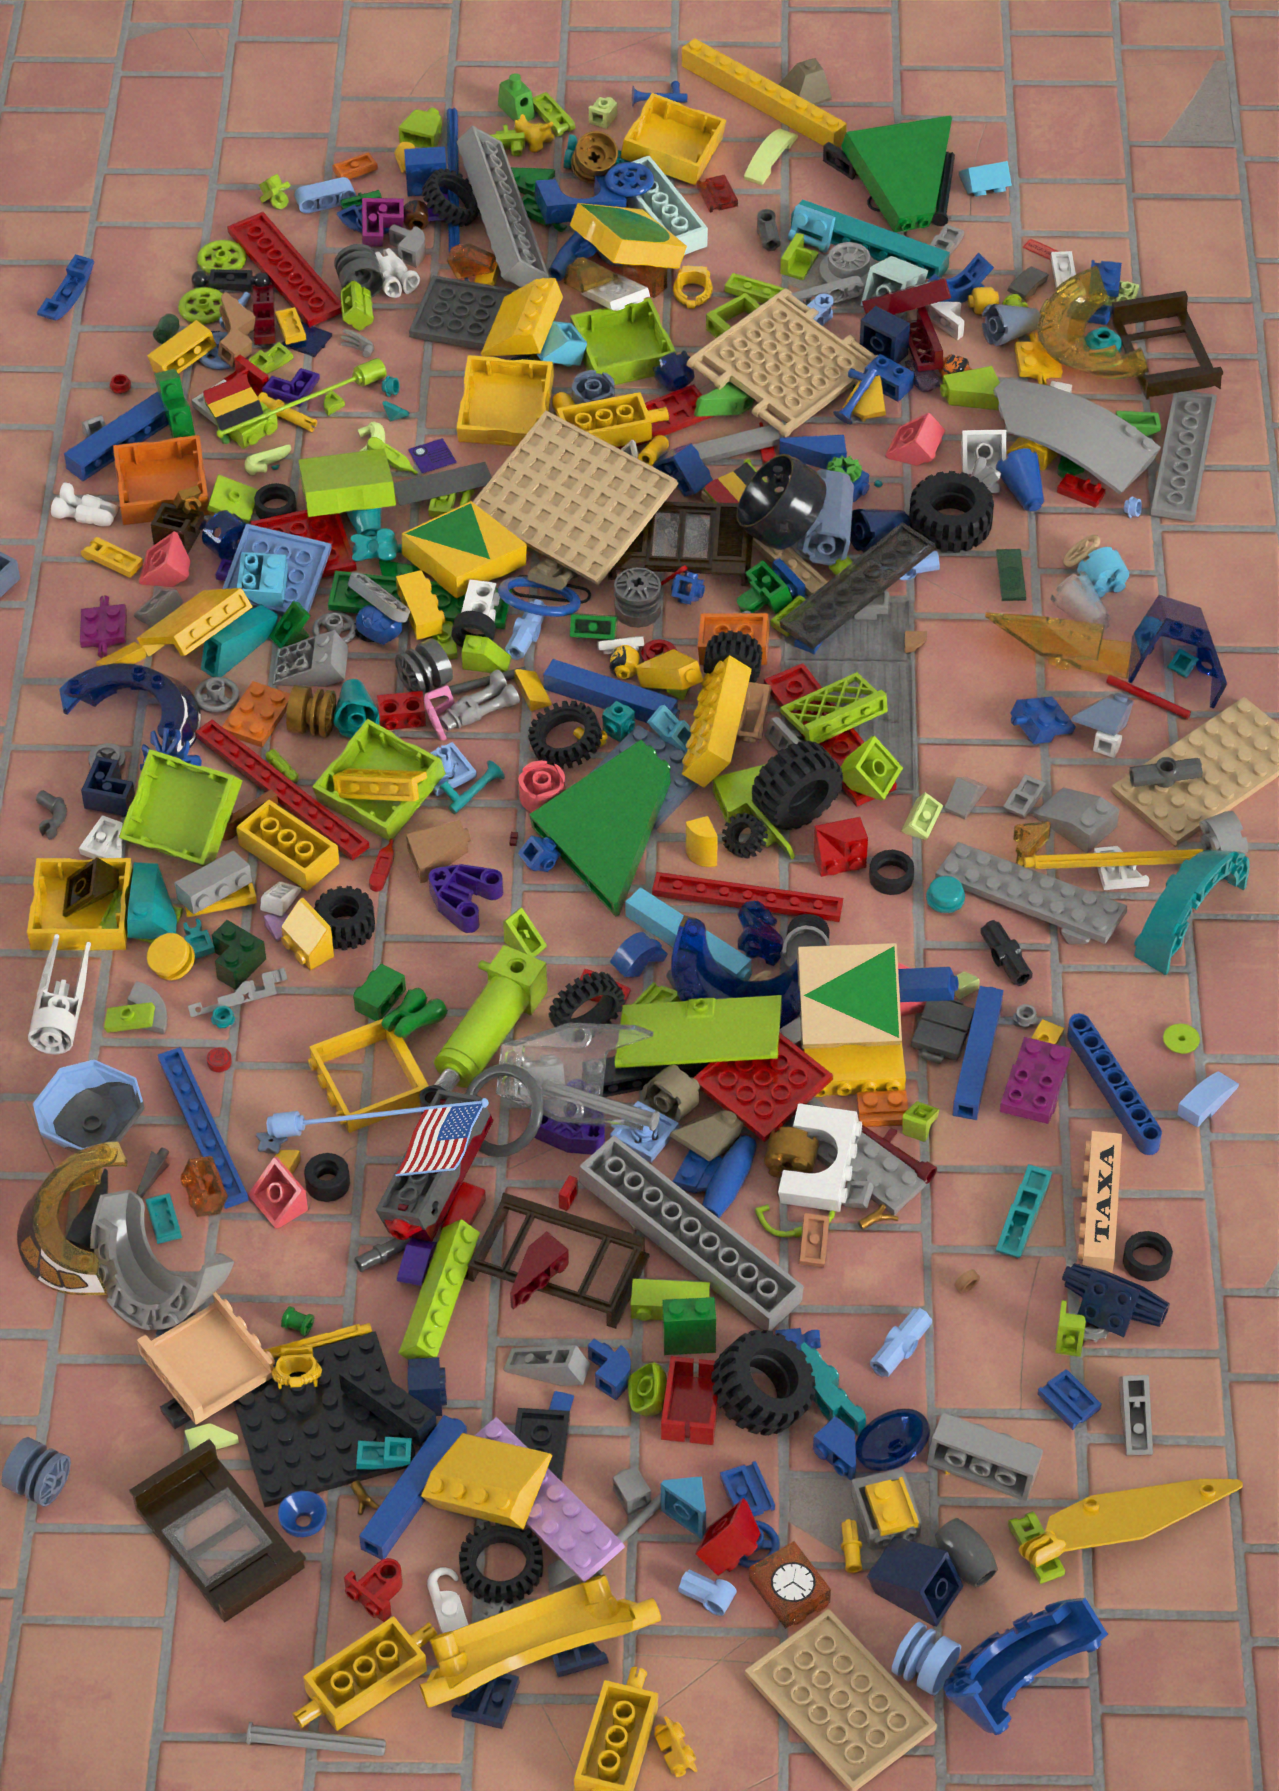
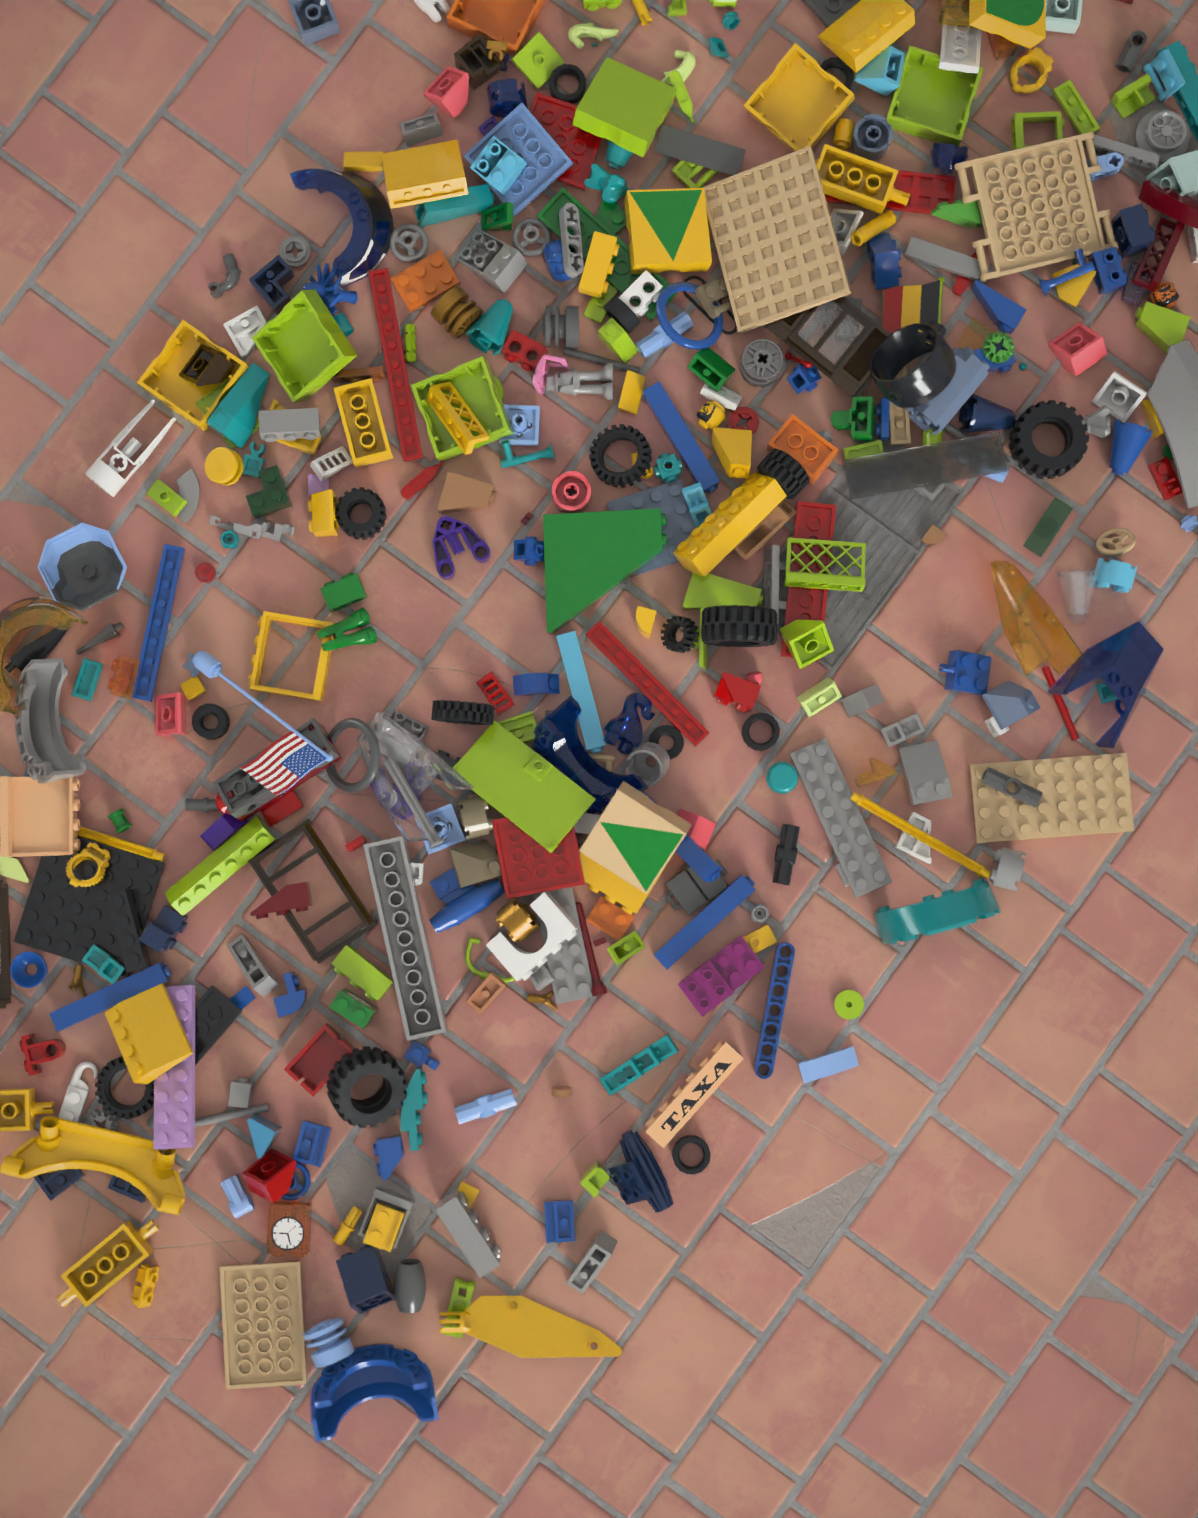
camera: 30 degrees right, 35 degrees up
(103, 626) = (370, 121): magenta plate -> none
(112, 557) = (417, 58): yellow plate -> none
(432, 455) = (716, 111): dark purple sticker -> none
(513, 987) = (390, 674): lime piece -> none
(522, 934) = (472, 613): lime slope -> none
(647, 1389) = (301, 1029): lime piece -> none
(892, 1440) = (415, 1169): clear blue dish -> none
(967, 984) = (738, 856): yellowish green slope -> none

